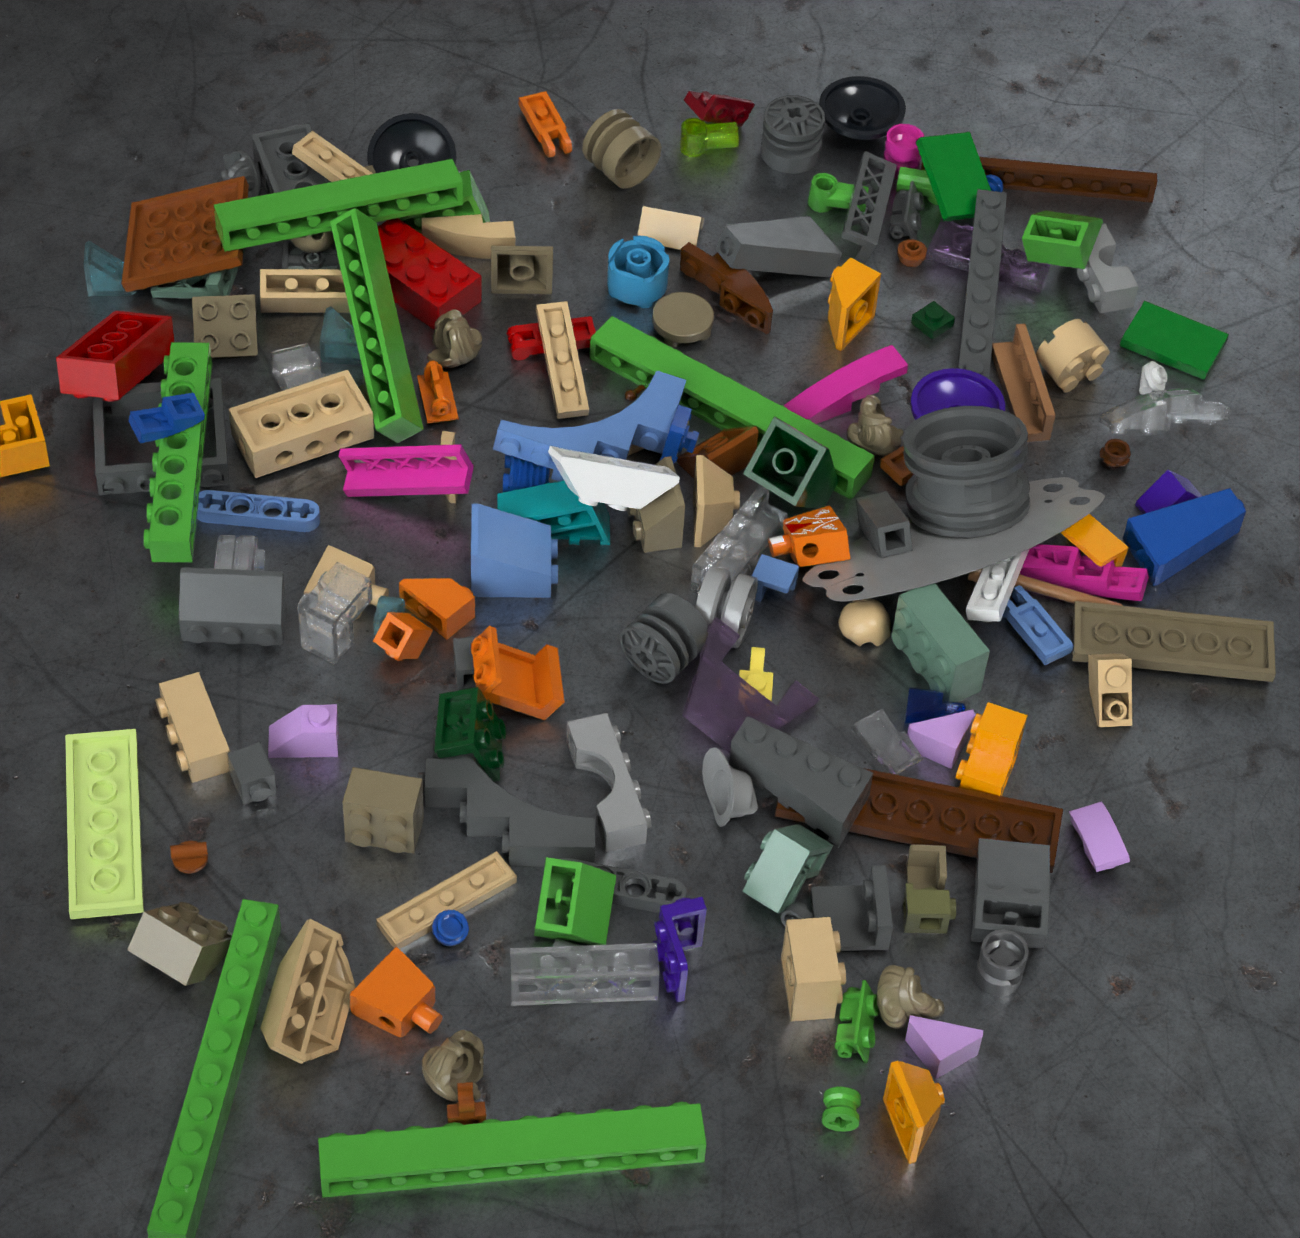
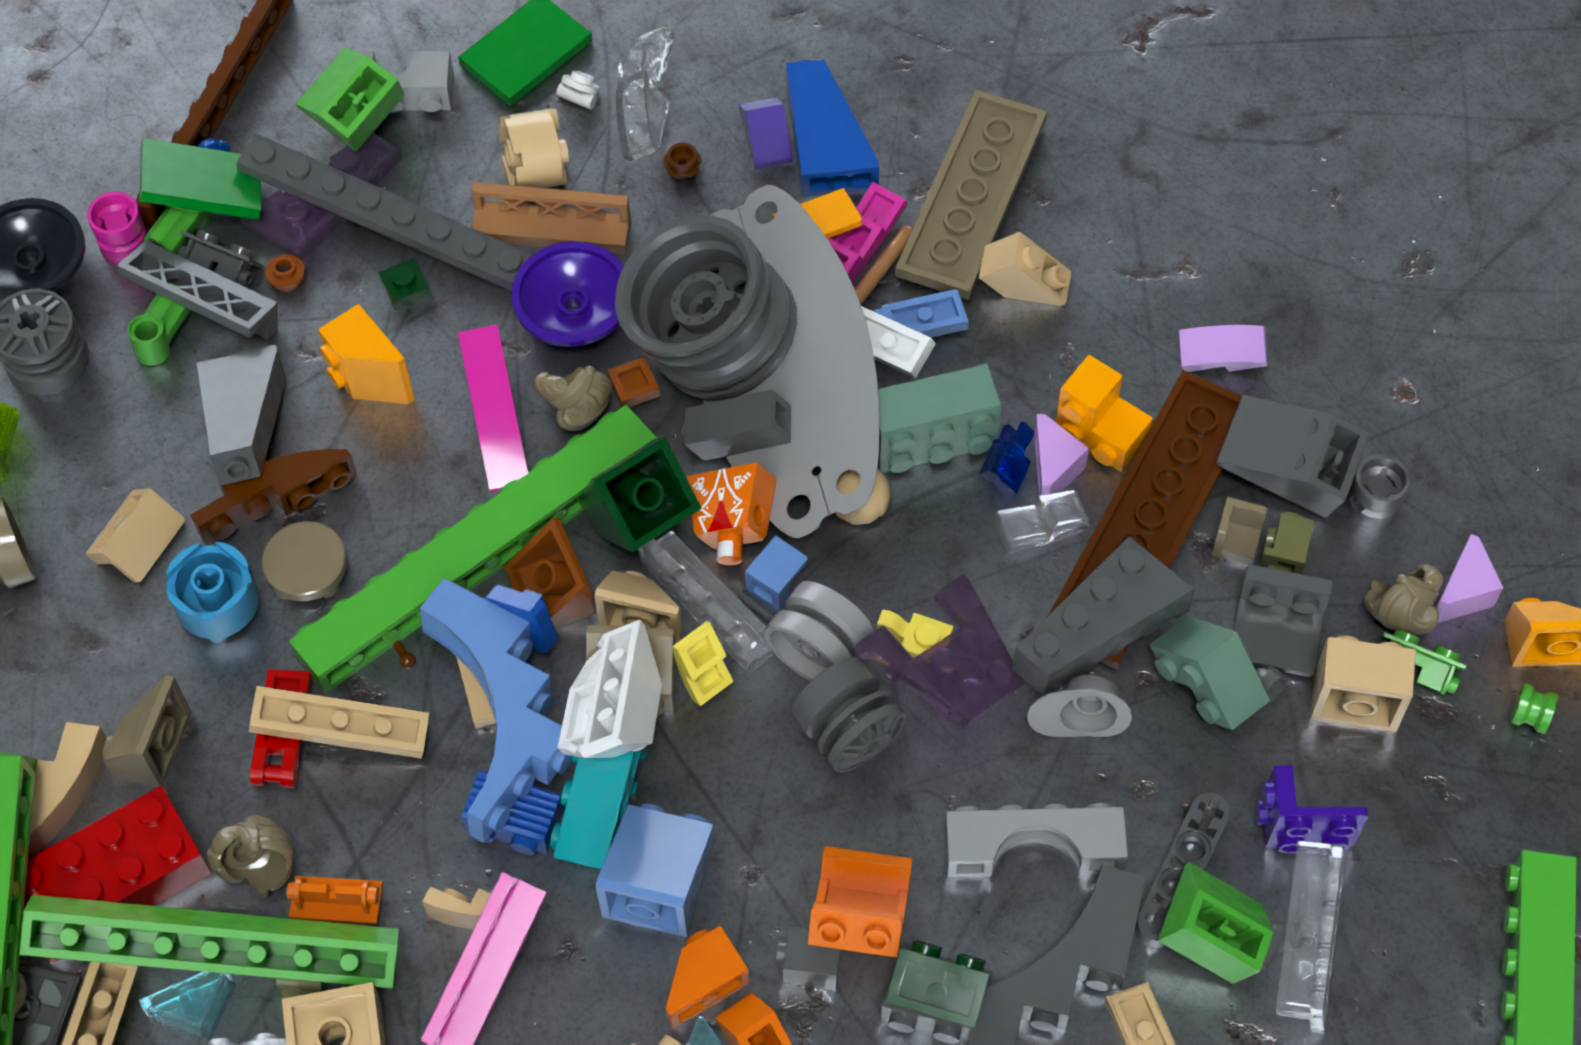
camera: 70 degrees left, 10 degrees up
(677, 543) = (701, 664): none -> light yellow slope

